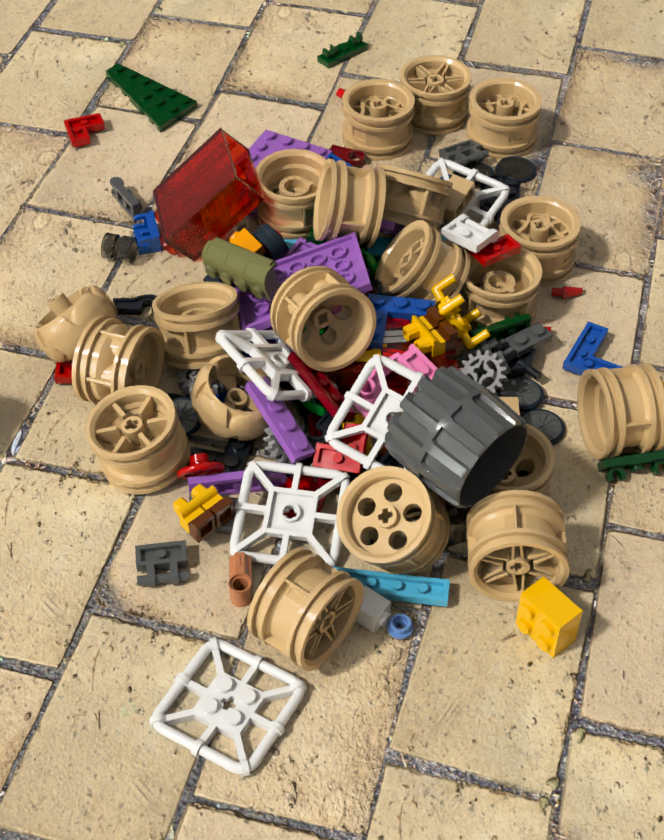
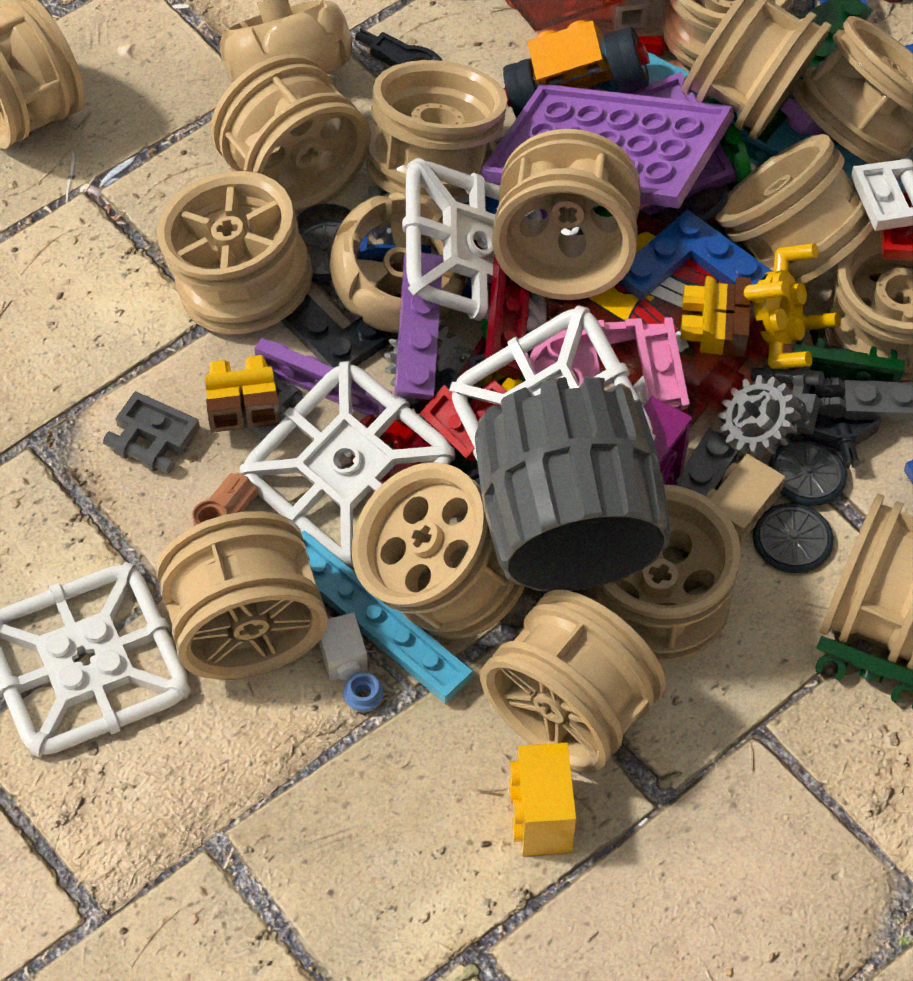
camera: 35 degrees right, 10 degrees up
(200, 466) = (288, 332): red piece -> none
(241, 268) = (528, 76): olive container -> none

